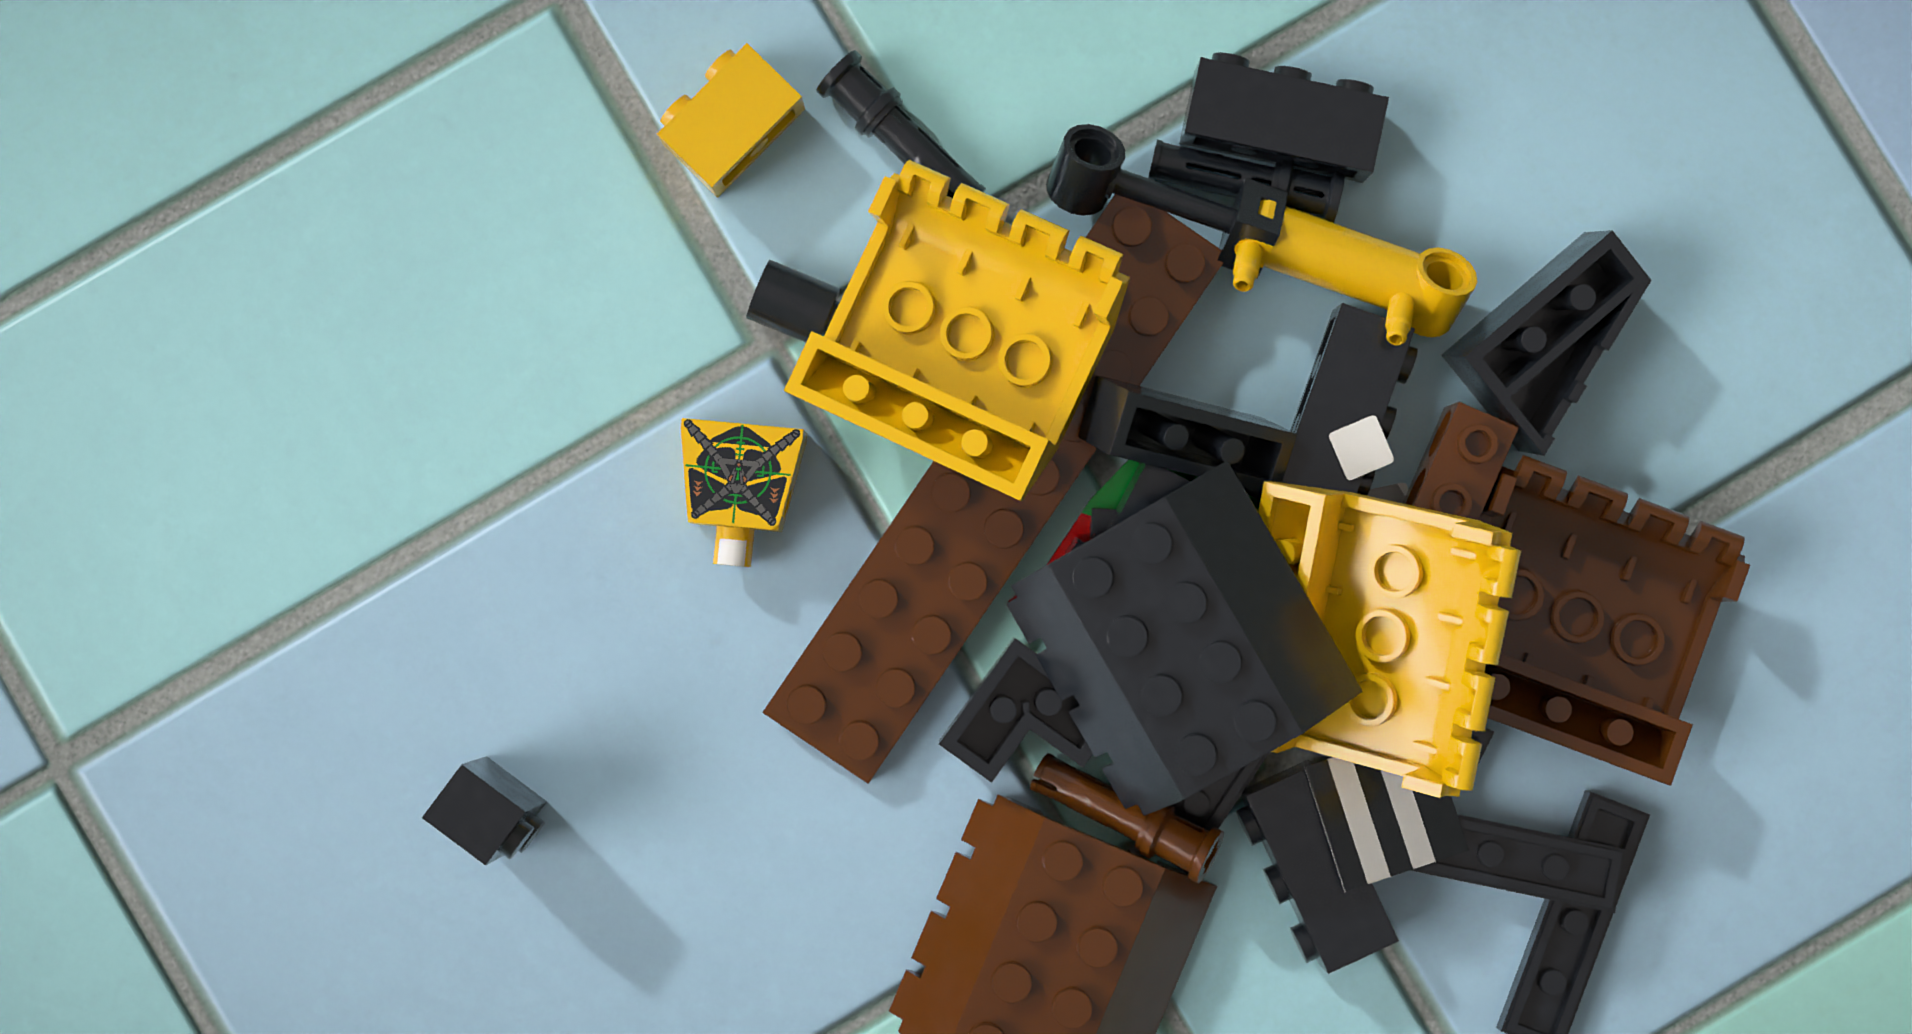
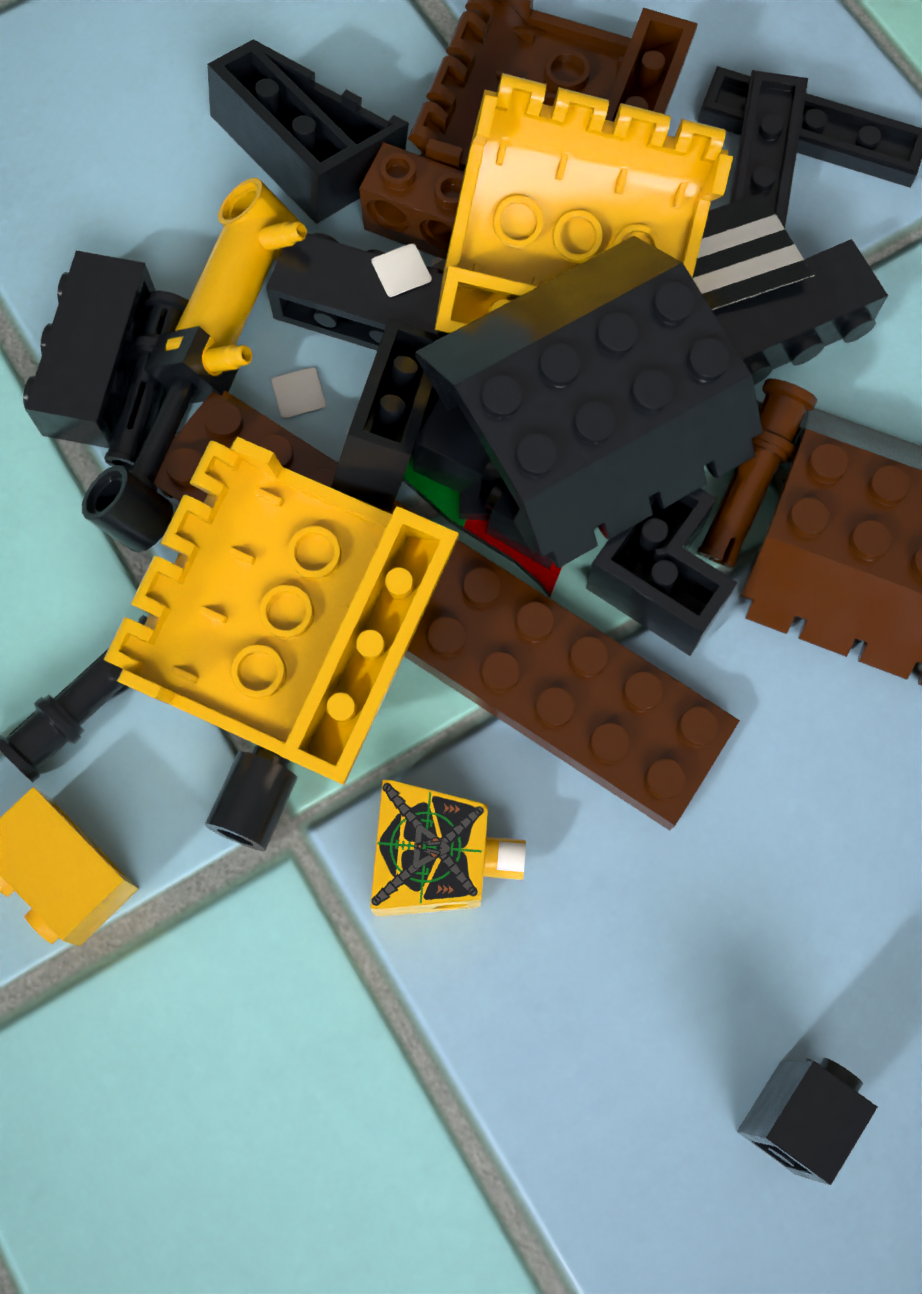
camera: 90 degrees left, 15 degrees down
(1242, 339) = (298, 392): none -> white sticker

